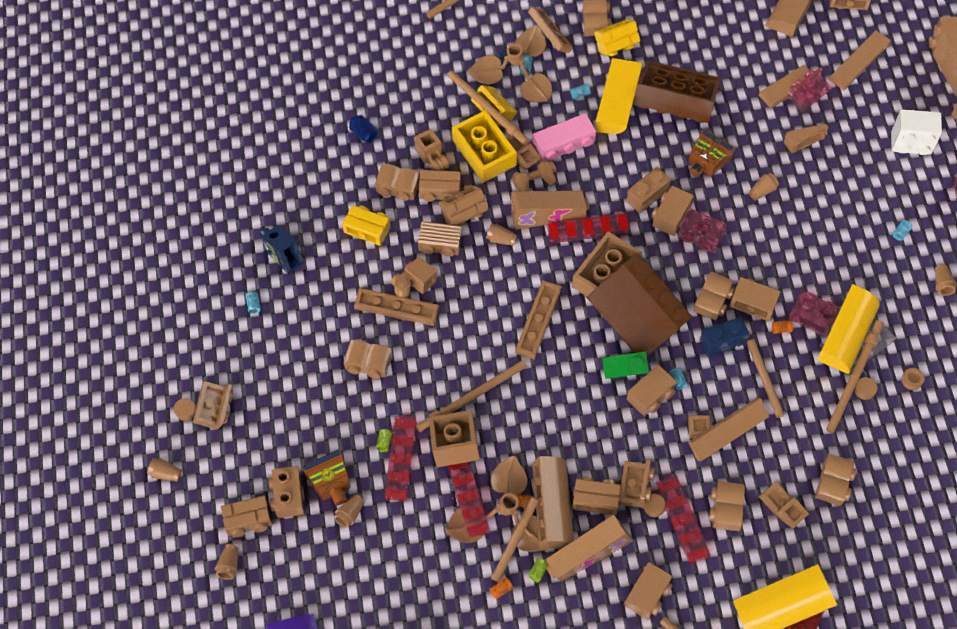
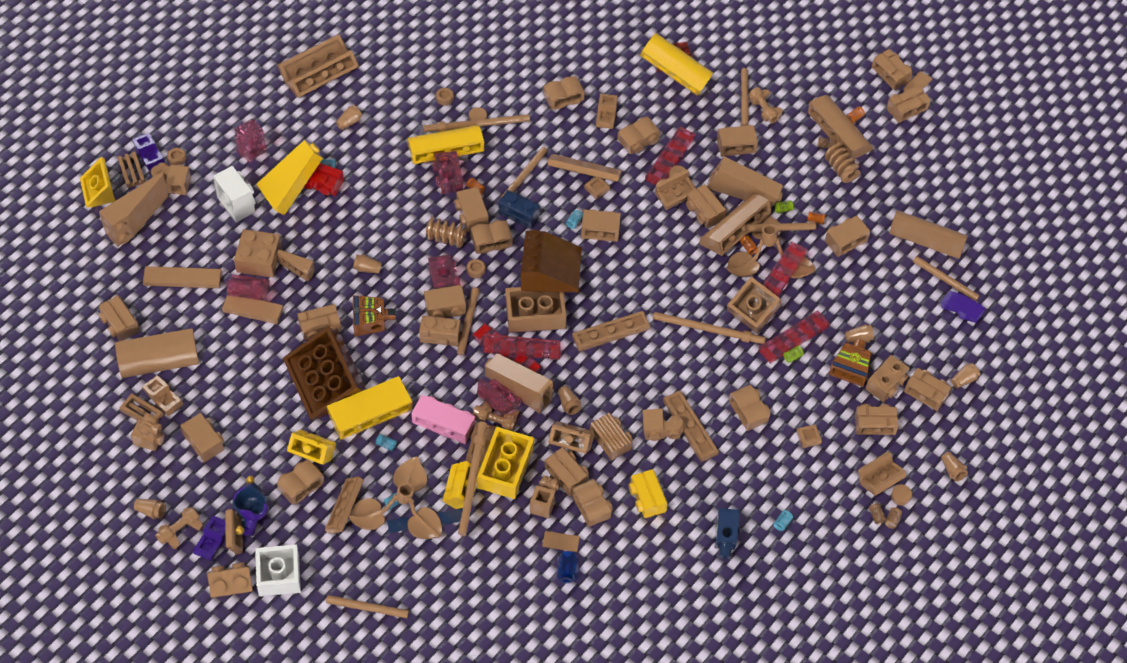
camera: 135 degrees left, 5 degrees down
(173, 387) = (892, 518): none -> medium nougat piece
(188, 375) = (872, 508): none -> medium nougat piece
(261, 446) = (876, 420): none -> medium nougat brick
(302, 387) = (809, 436): none -> medium nougat tile
(390, 146) = (560, 541): none -> medium nougat sticker
(455, 594) = (847, 235): none -> medium nougat brick
(544, 180) = (497, 396): none -> clear pink bracket
(580, 236) = (521, 346): none -> clear pink tile
(625, 365) = (597, 247): green slope -> none
(644, 223) = (468, 321): none -> medium nougat bar
(692, 266) = (475, 268): none -> medium nougat tile
(731, 117) = (316, 320): none -> medium nougat brick
(747, 262) = (445, 232): none -> medium nougat piece
(842, 115) = (257, 253): none -> medium nougat brick
(886, 213) = (326, 180): none -> red brick
(900, 178) = (289, 177): none -> yellow slope

